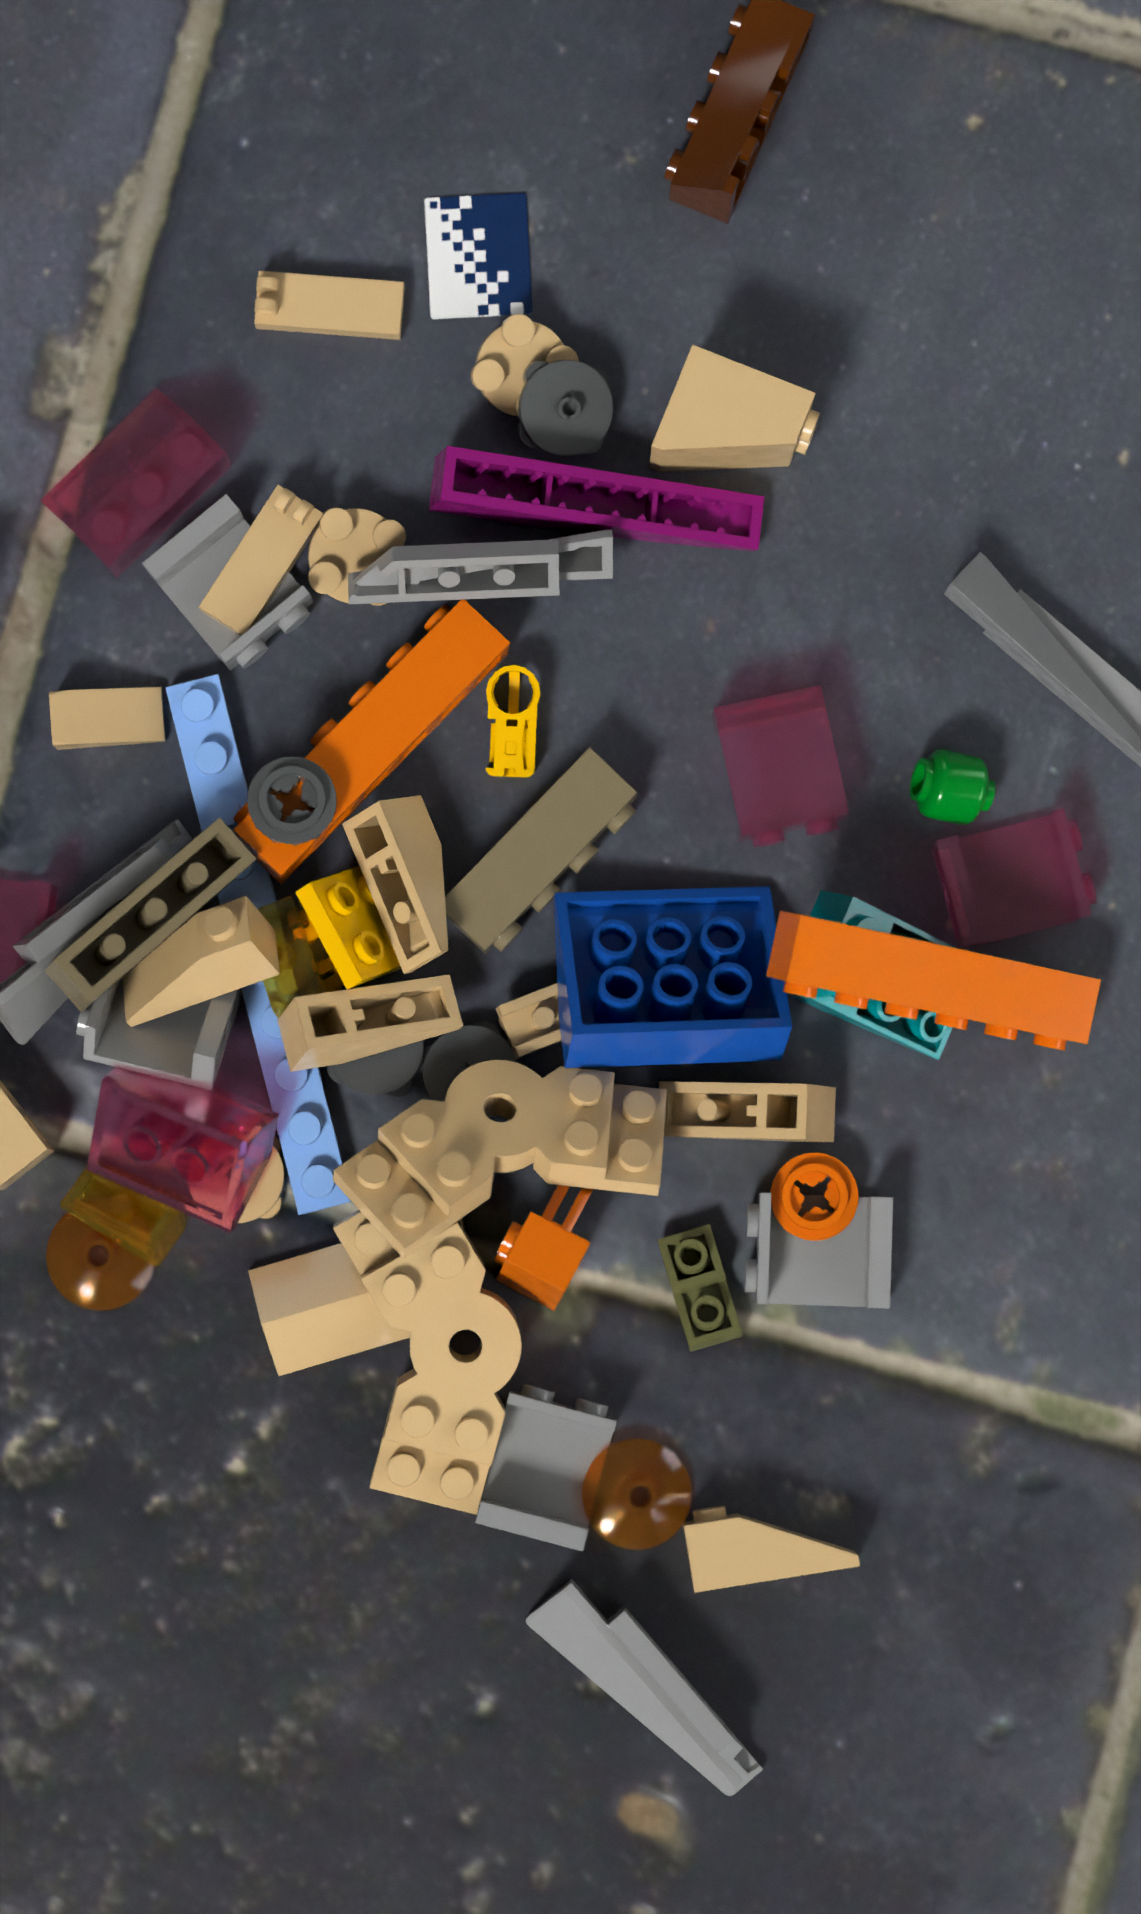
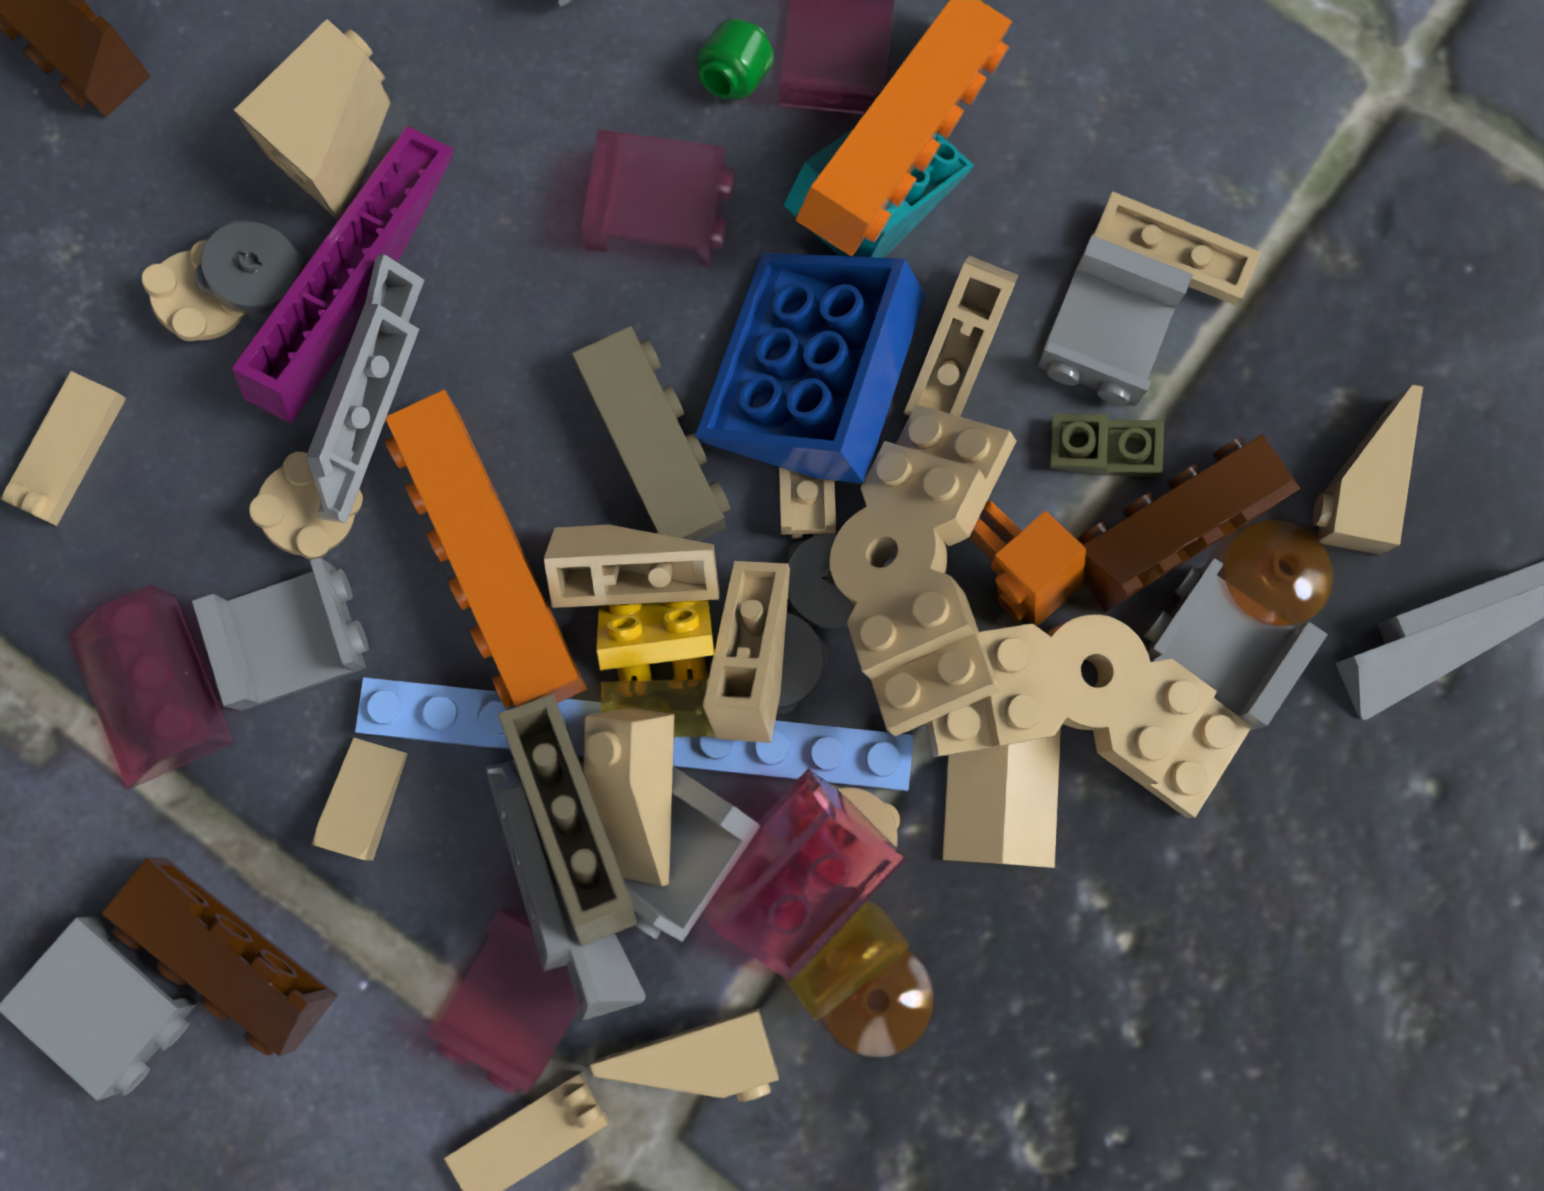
camera: 70 degrees left, 5 degrees down
(261, 561) = (273, 596): tan hinge -> none
(281, 777) = (511, 612): dark grey gear -> none
(478, 256) = (79, 301): sticker -> none
(513, 732) = (531, 426): yellow piece -> none
(647, 1384) = (1185, 520): none -> reddish brown wedge
(840, 1193) = (1065, 288): orange gear -> none
(921, 1285) = (1217, 263): none -> tan plate

